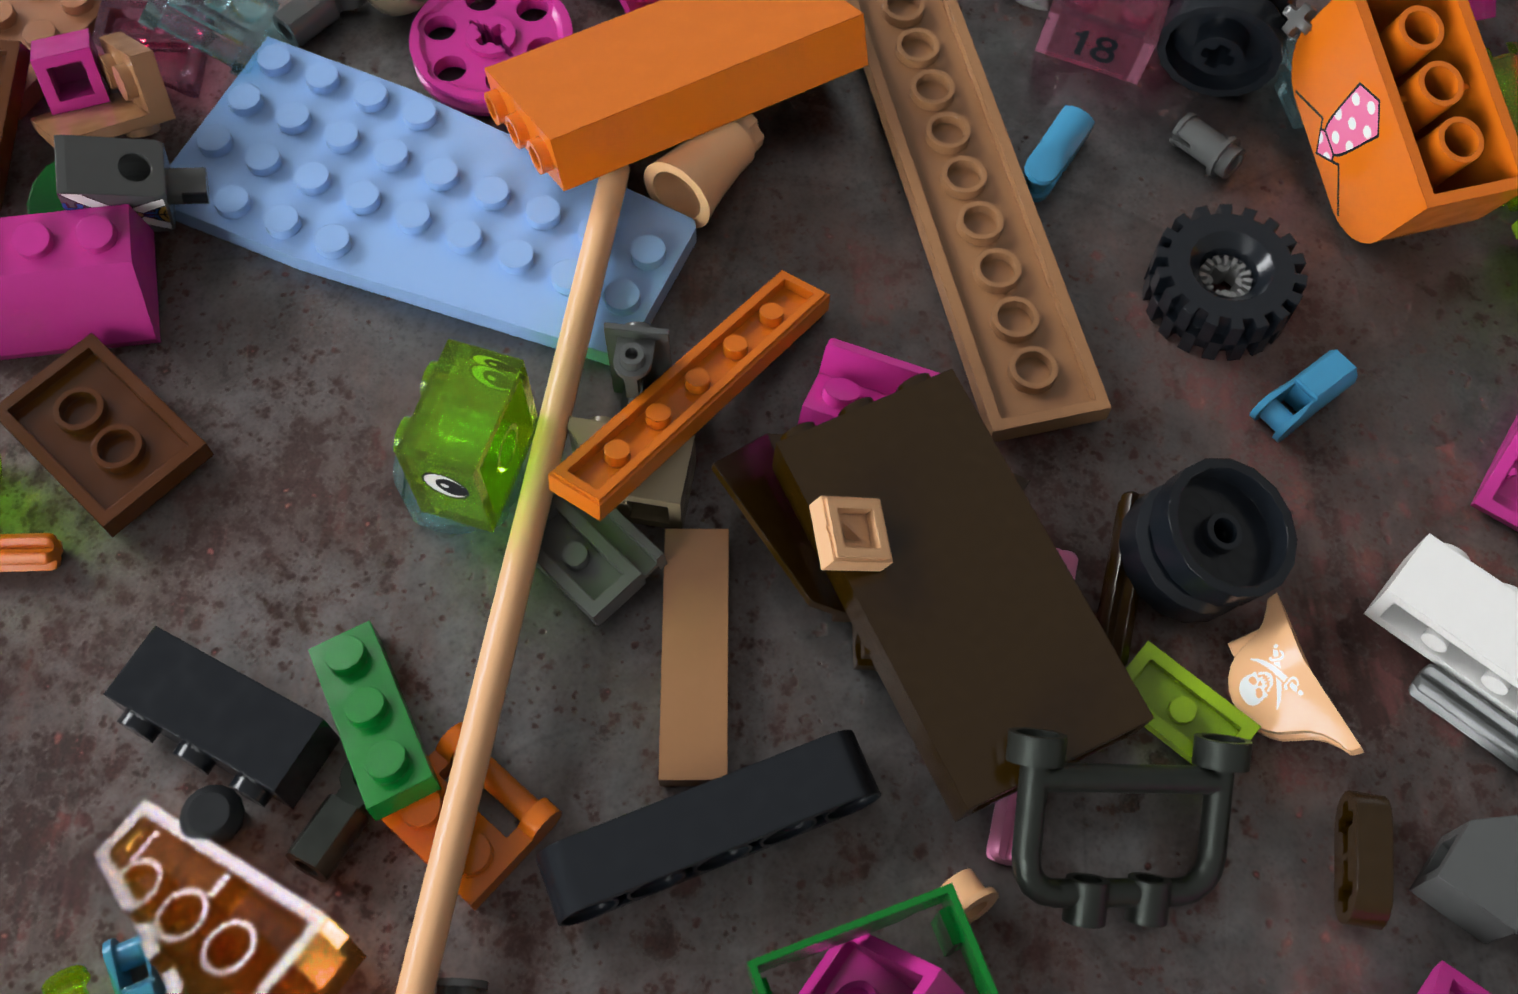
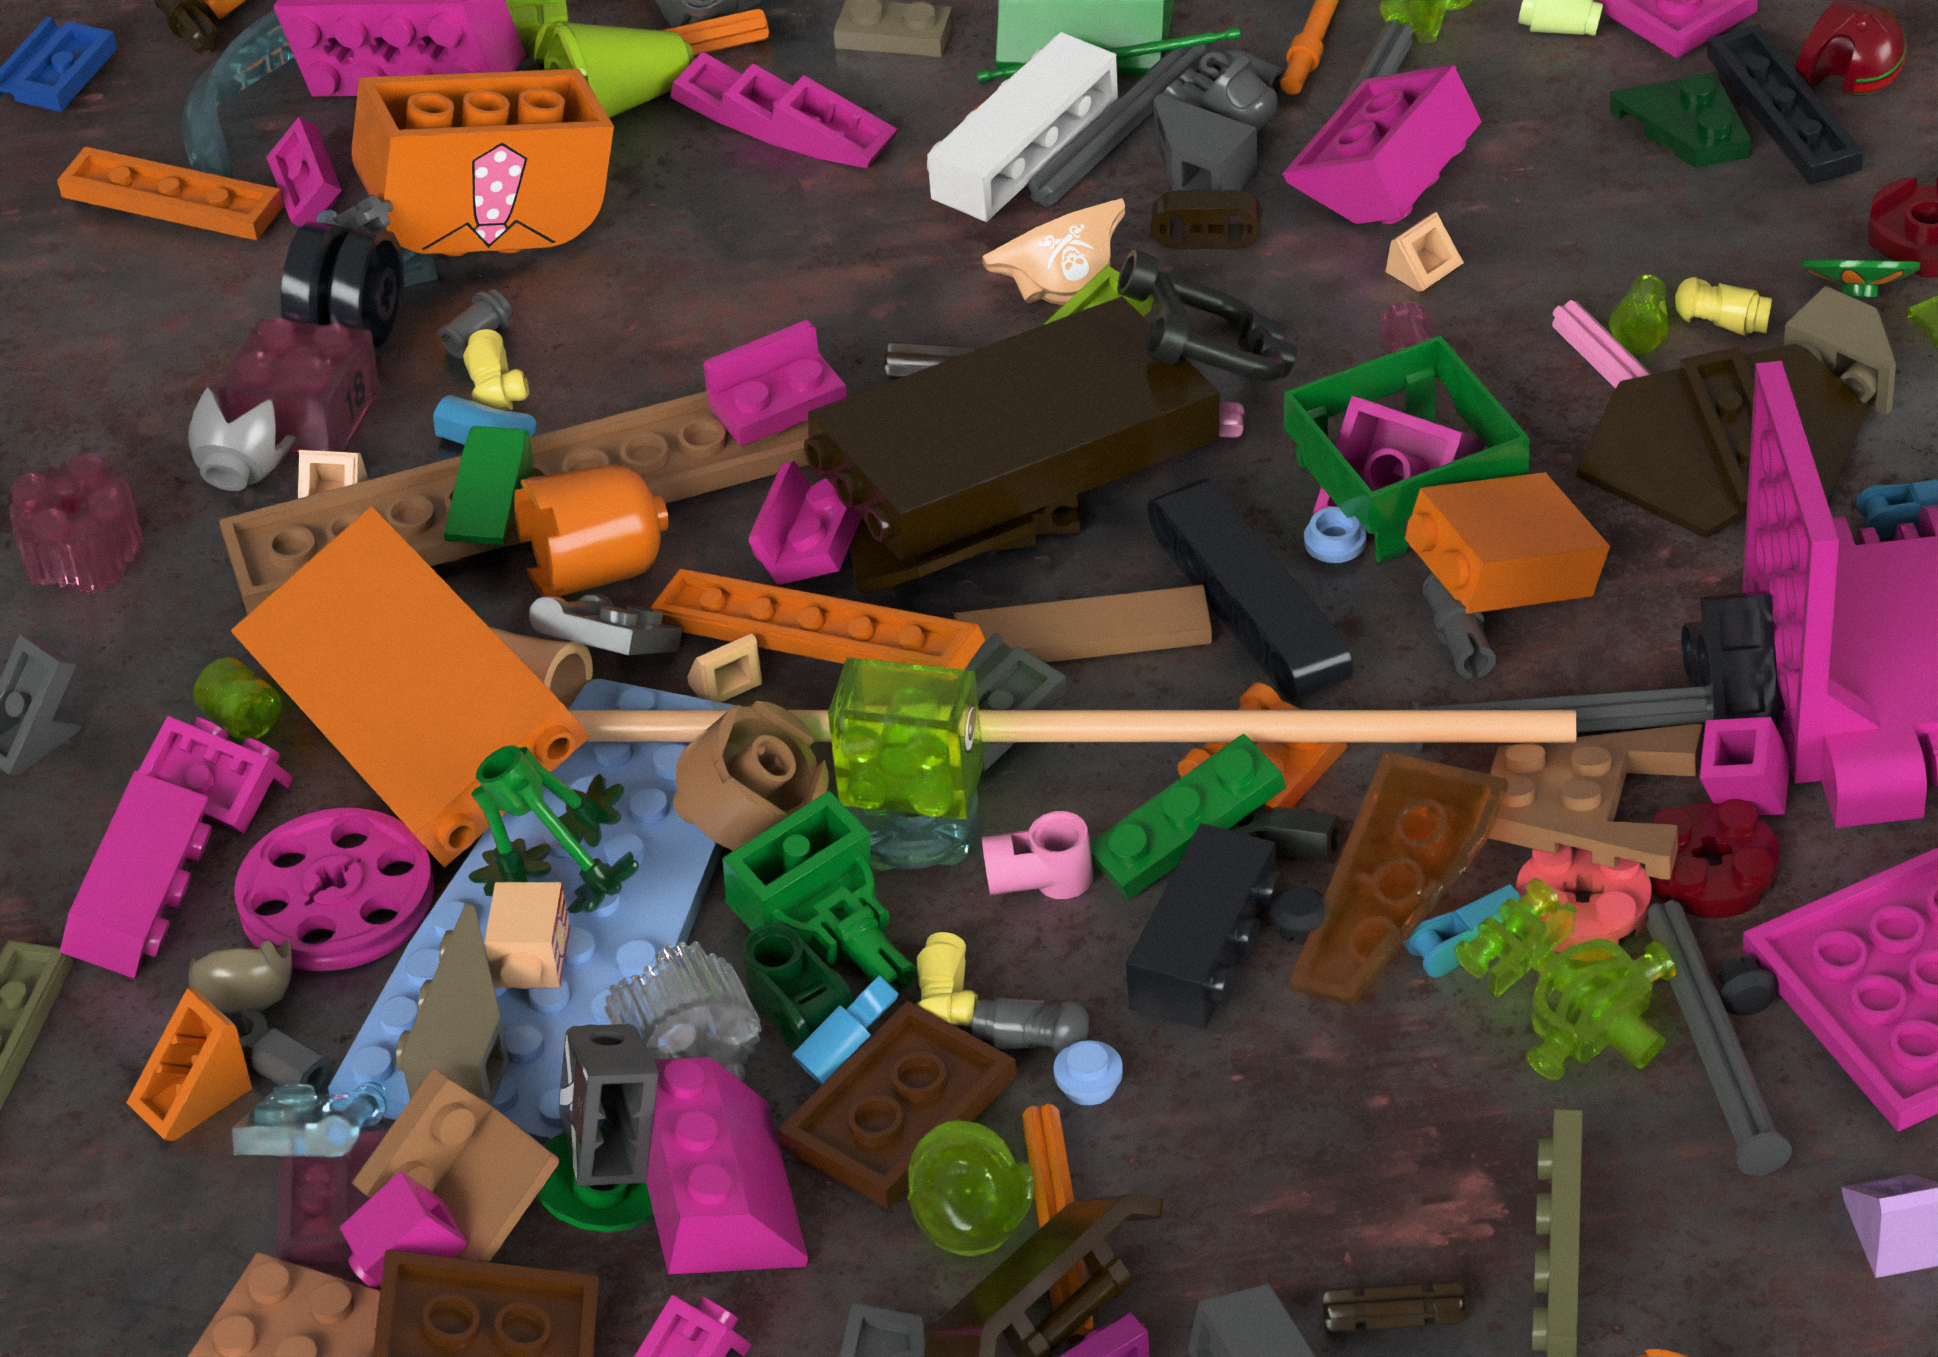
camera: 90 degrees left, 20 degrees down
(89, 596) = (1088, 1072): none -> light blue plate
(154, 545) = (1029, 1023): none -> dark grey arm
(182, 388) = (843, 1032): none -> dark azure bar
(209, 258) = (689, 1008): none -> clear brick
(230, 481) = (942, 980): none -> light yellow arm
(258, 358) = (791, 982): none -> dark green piece
(262, 101) = (457, 1018): none -> dark tan slope
(342, 144) = (527, 935): none -> light nougat brick
(352, 381) = (820, 882): none -> green brick
(359, 561) = (1046, 857): none -> bright pink piece
(446, 102) = (513, 783): none -> plant
(517, 298) = (748, 773): none -> medium nougat brick
(636, 356) = (805, 650): dark grey hinge -> none
(684, 318) = (726, 670): none -> light nougat slope
(724, 234) = (601, 625): none -> dark grey plate
(785, 917) = (1334, 537): none -> light blue plate
(850, 533) = (993, 447): light nougat tile -> none
(870, 207) = (588, 527): none -> orange cylinder
(939, 135) = (485, 485): none -> green slope
(972, 894) = (1274, 439): light nougat piece -> none
(996, 39) = (328, 471): none -> light nougat slope
(1062, 373) = (770, 383): none -> dark pink bracket
(1137, 158) = (489, 370): none -> light yellow arm
(1208, 541) = (942, 290): black wheel -> none
(1230, 249) = (648, 304): black bush -> none
(1305, 394) = (766, 258): dark azure bar -> none

